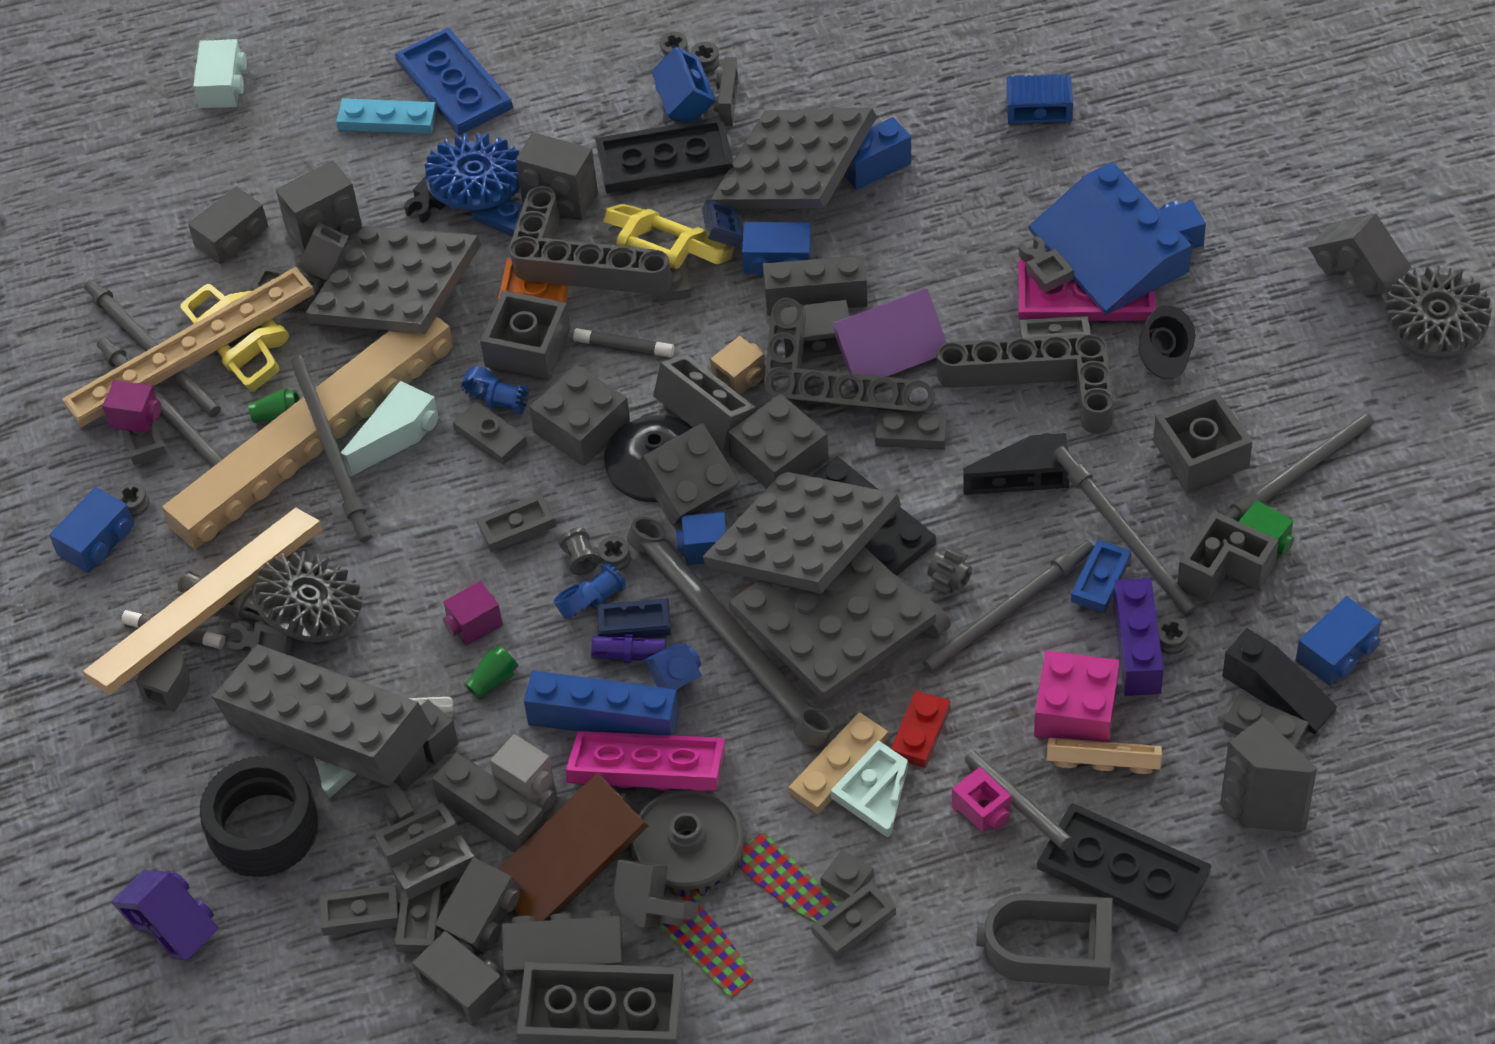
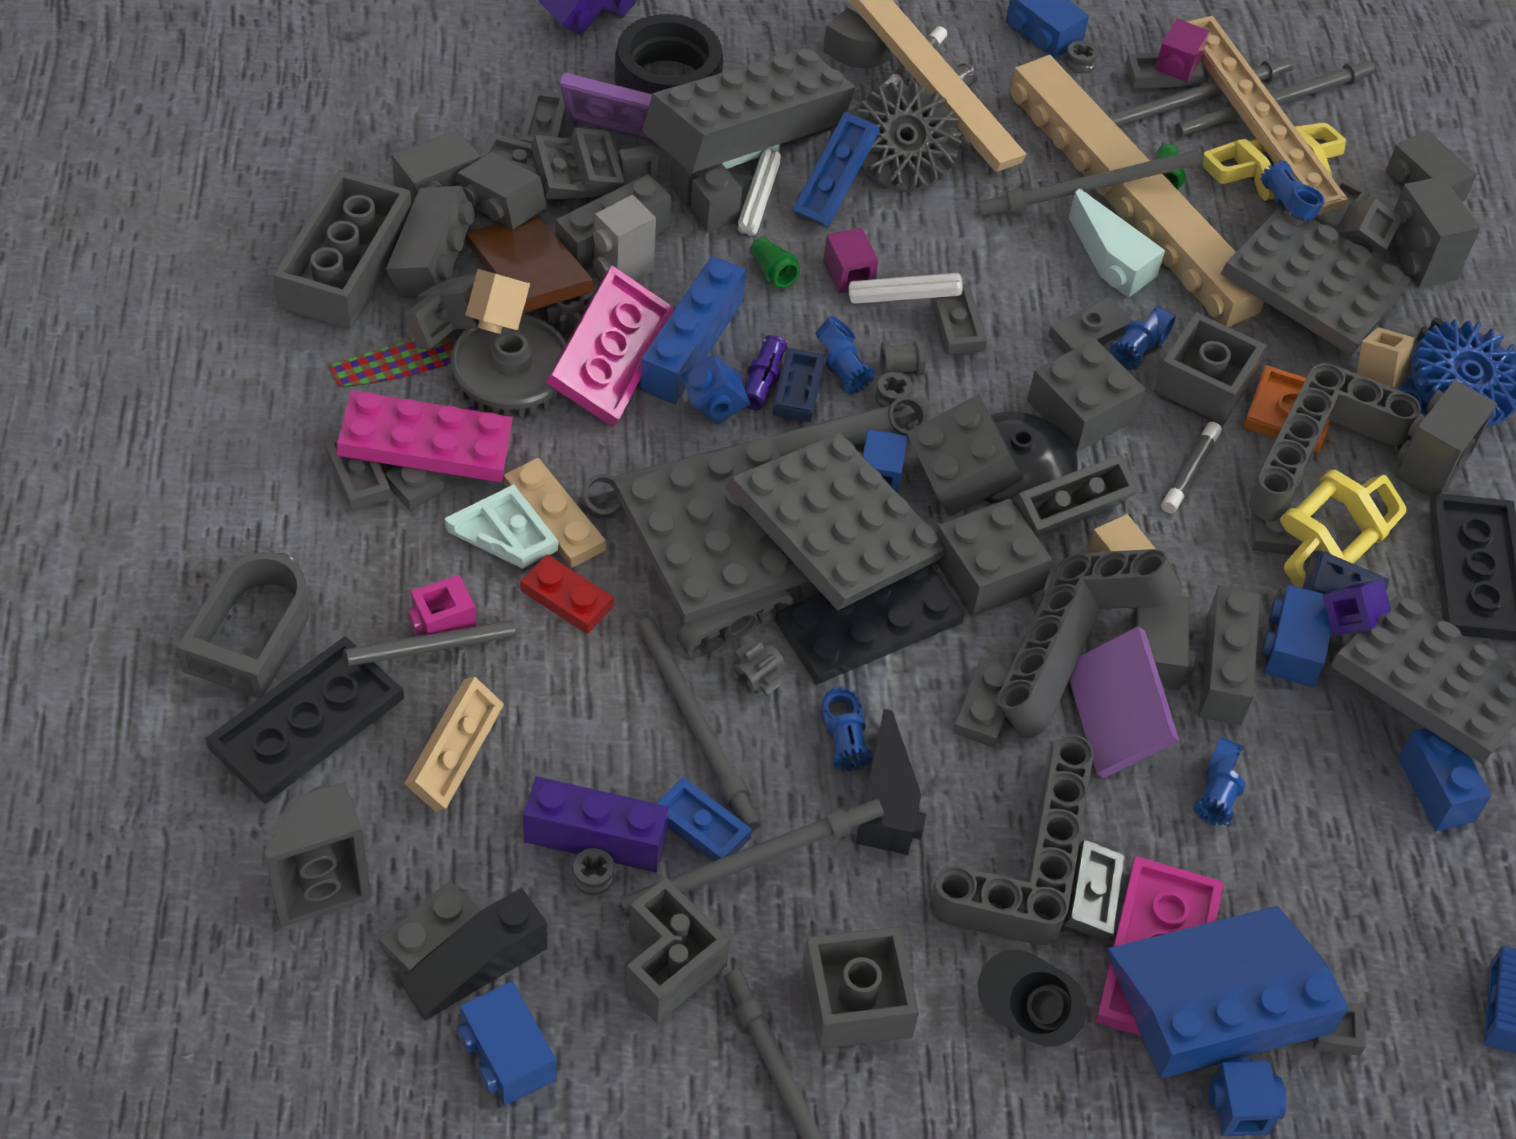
camera: 95 degrees right, 0 degrees up
(303, 301) = (1296, 196): none -> blue connector
(342, 831) = (605, 104): none -> medium lavender tile
(373, 637) = (836, 169): none -> blue plate
(479, 220) = (1385, 357): none -> tan brick
(499, 561) = (905, 288): none -> white axle
(652, 836) = (497, 301): none -> tan brick
(754, 204) = (1356, 606): none -> dark purple brick
(804, 873) = (424, 436): none -> dark pink plate
(927, 276) = (1222, 784): none -> blue connector
(977, 507) = (846, 730): none -> blue connector
(1045, 268) = (1193, 899): dark grey plate -> none
(1076, 697) = (535, 733): dark pink brick -> none
(1271, 523) = (701, 1018): green brick -> none

